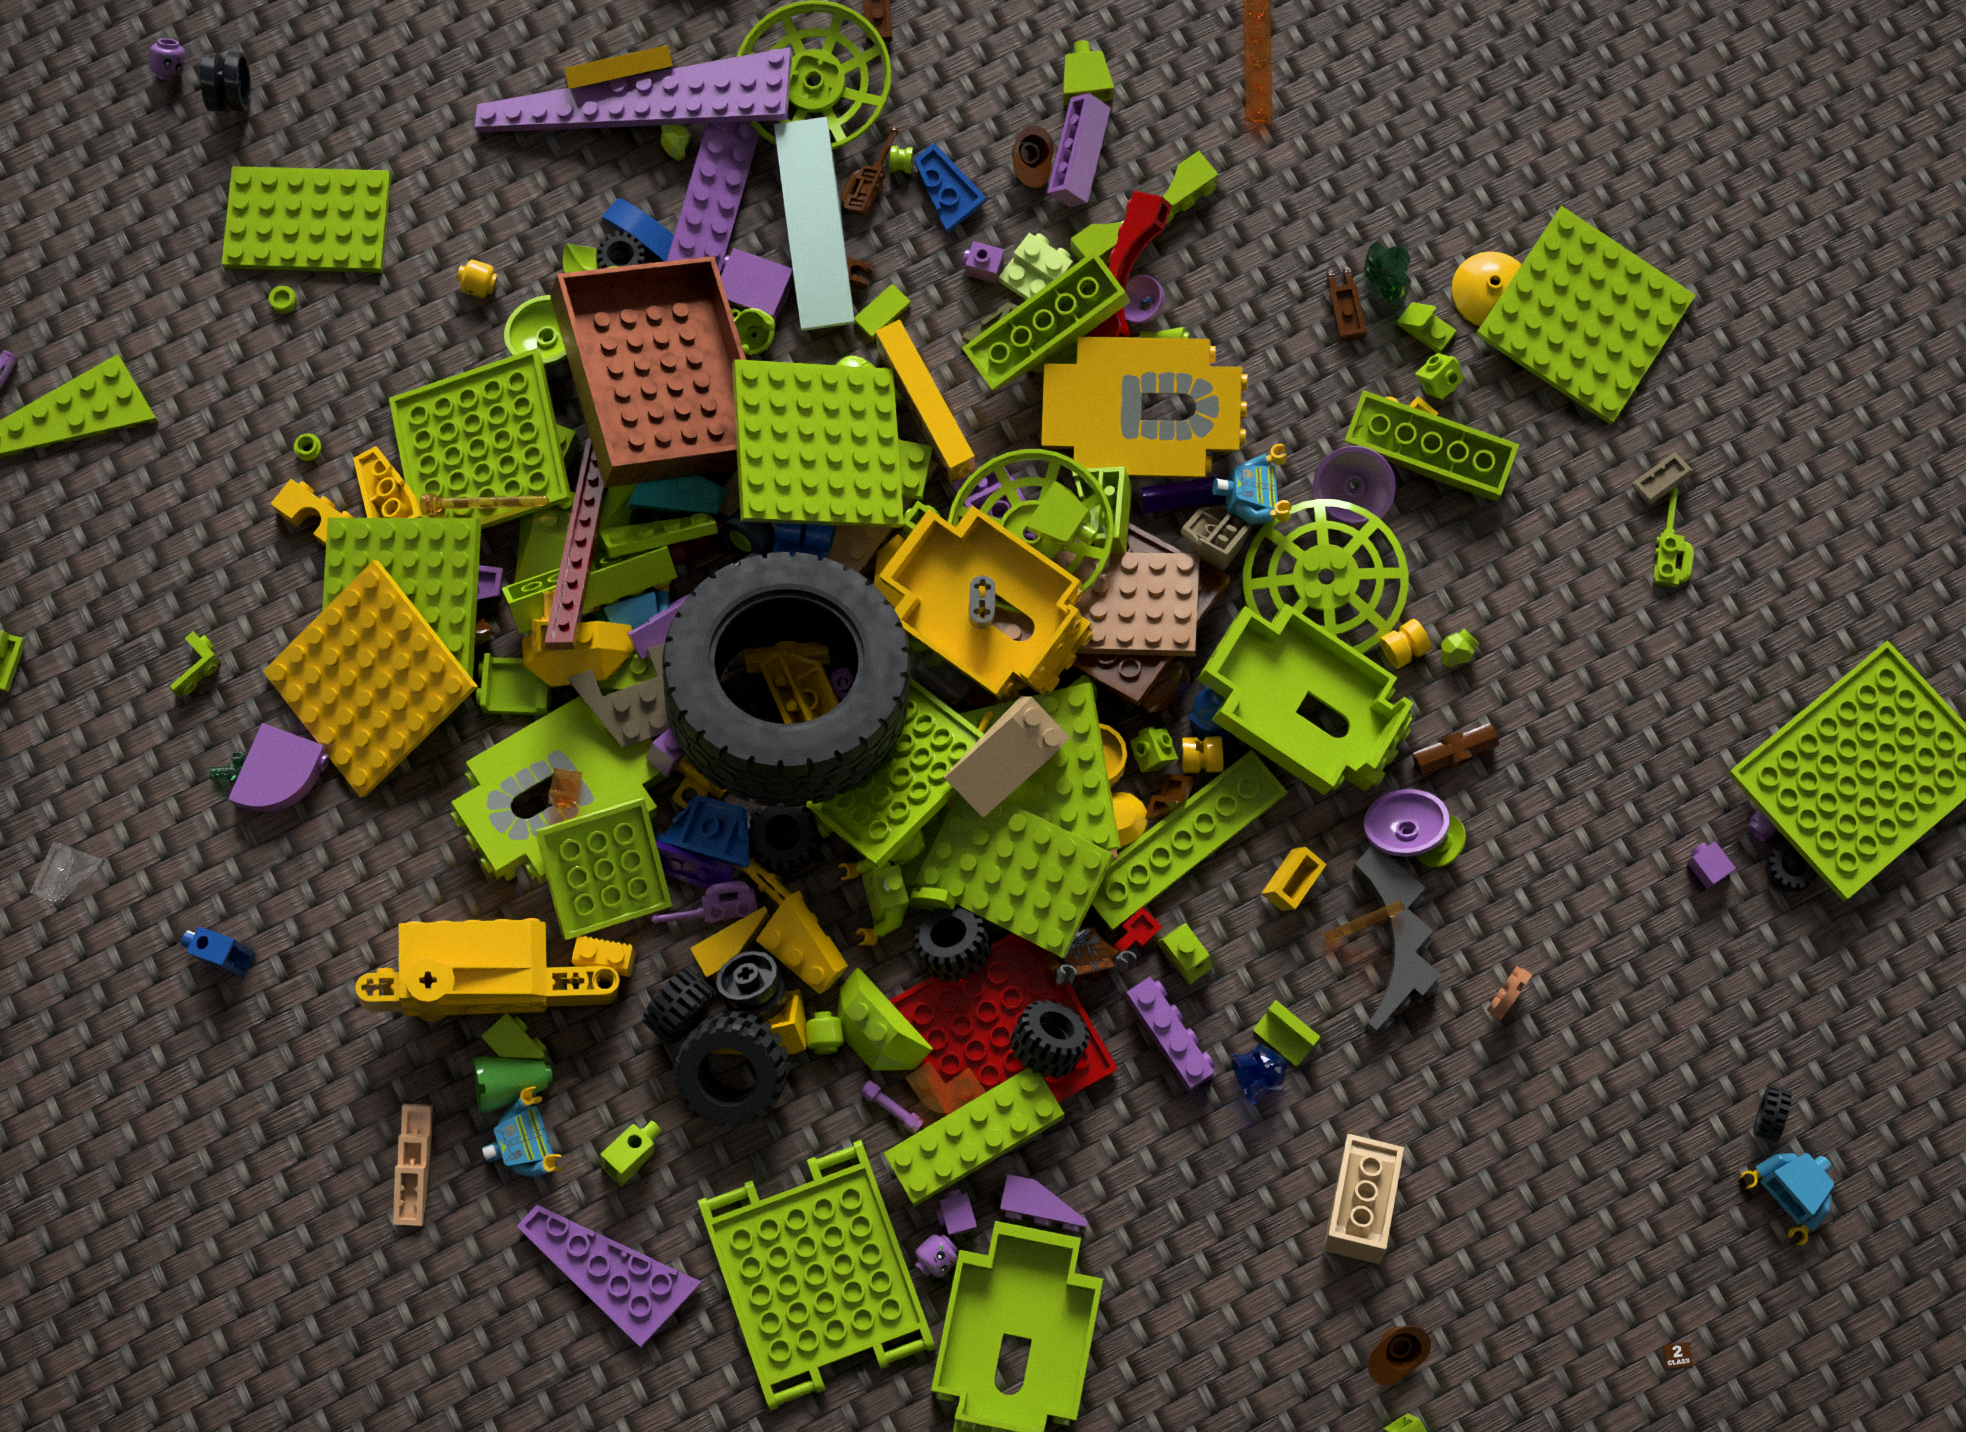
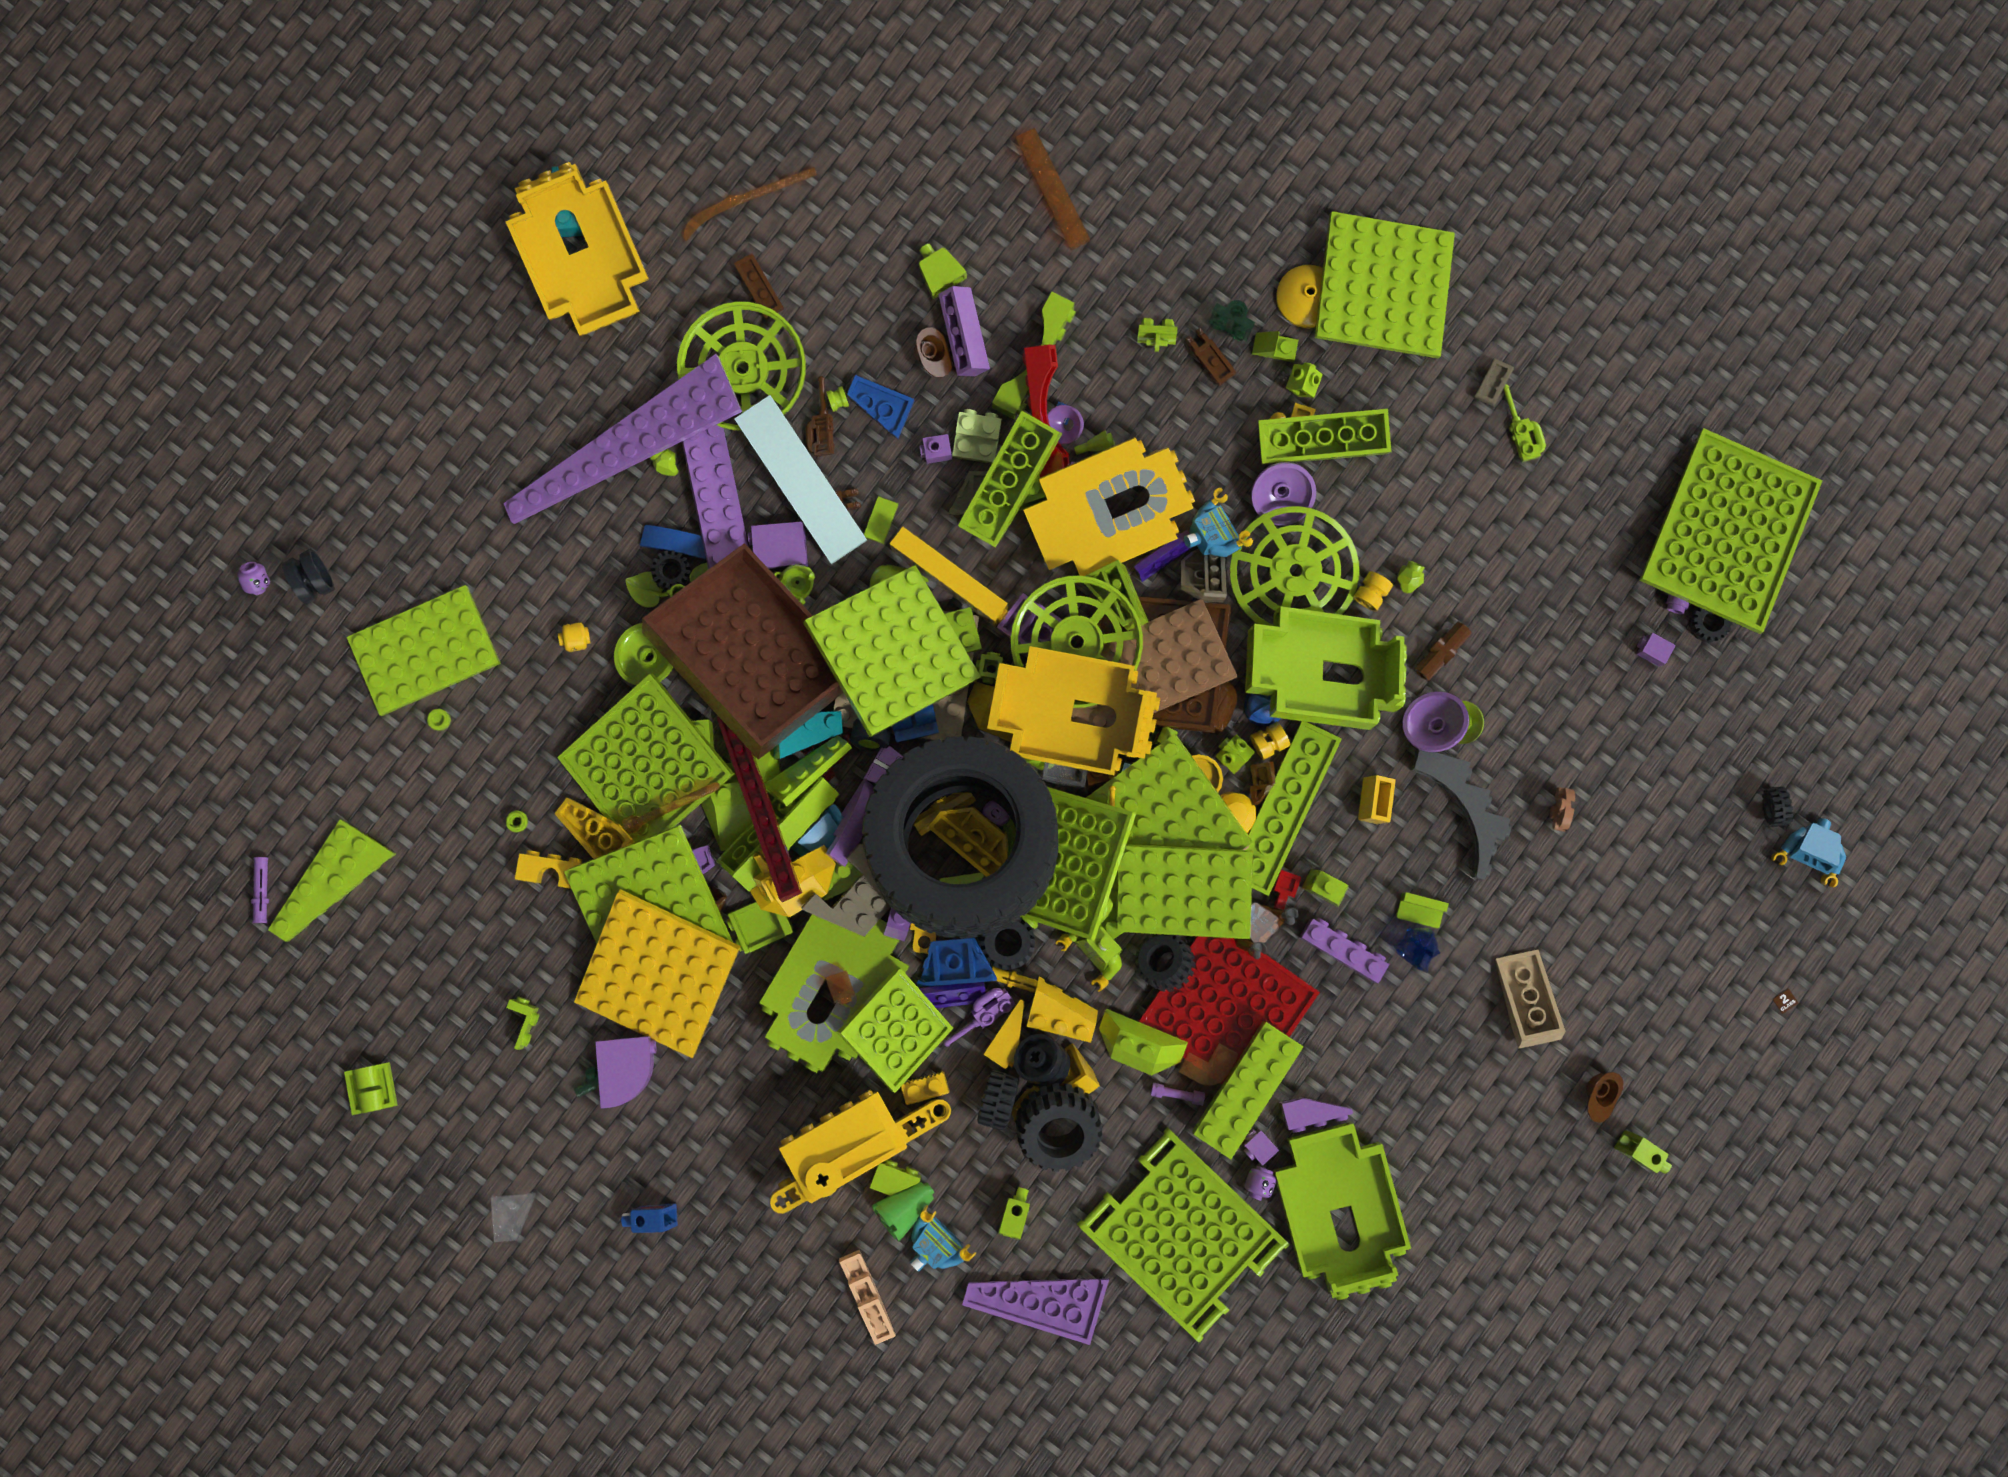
camera: 25 degrees left, 10 degrees up
(618, 66) = (594, 426): yellow slope -> none
(824, 1033) = (1106, 1066): lime head -> none
(931, 899) = (1135, 938): lime tile -> none
(976, 602) = (1075, 711): dark grey beam -> none
(1006, 755) = (1145, 817): tan slope -> none
(1049, 1039) = (1265, 1012): black tyre -> none
(1061, 518) = (1098, 624): lime torso -> none
(1296, 252) = (1157, 335): none -> lime hips
(1364, 921) = (1439, 806): clear orange bar -> none

